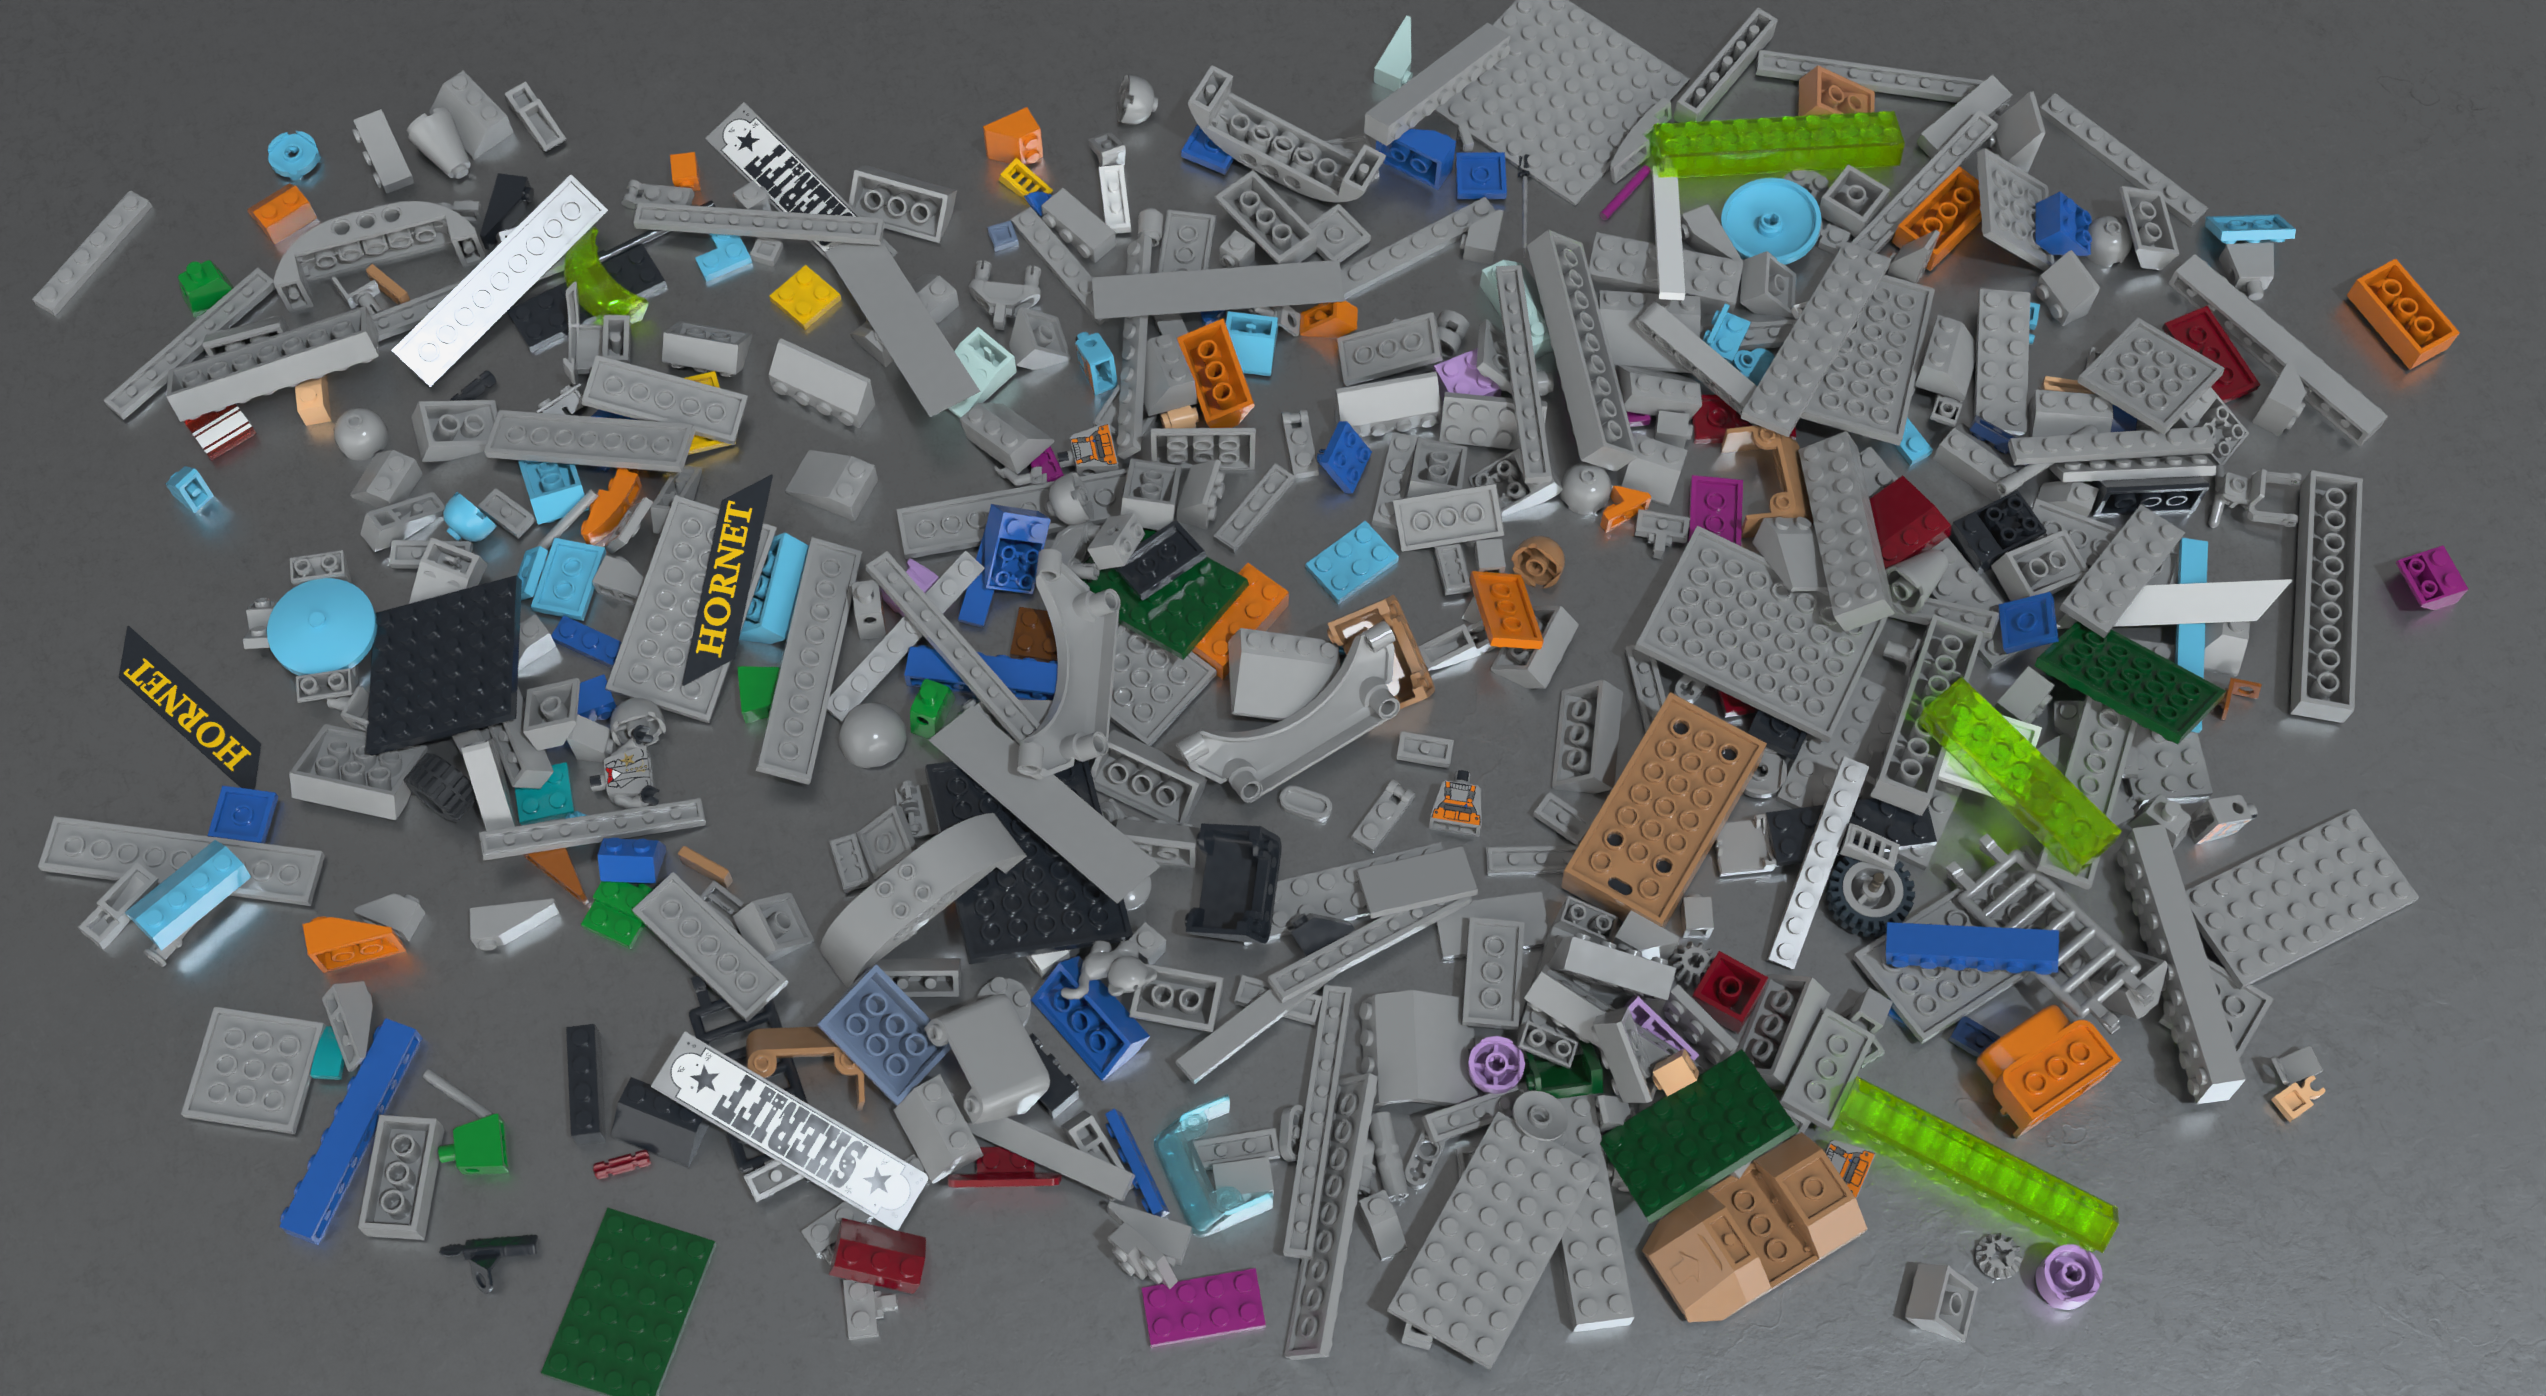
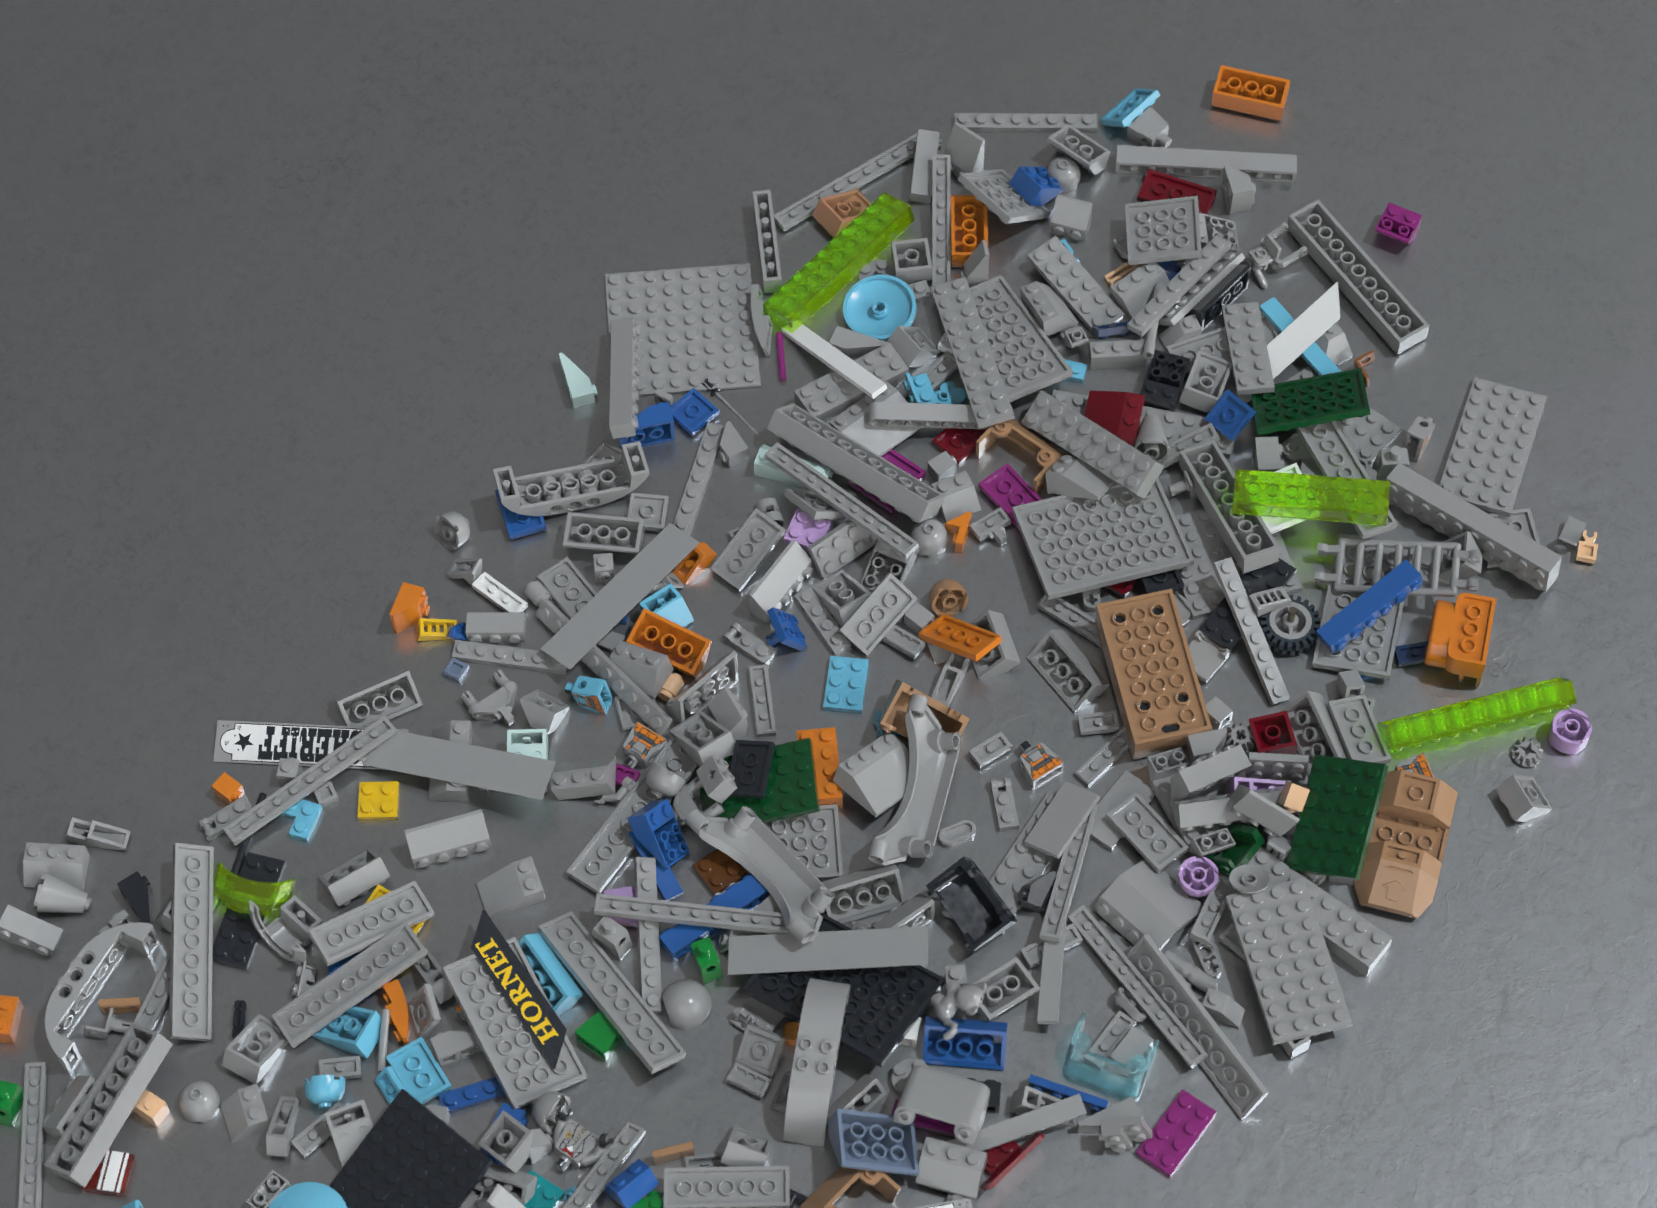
camera: 40 degrees left, 5 degrees down
(1652, 390) = (916, 451): light grey slope -> none

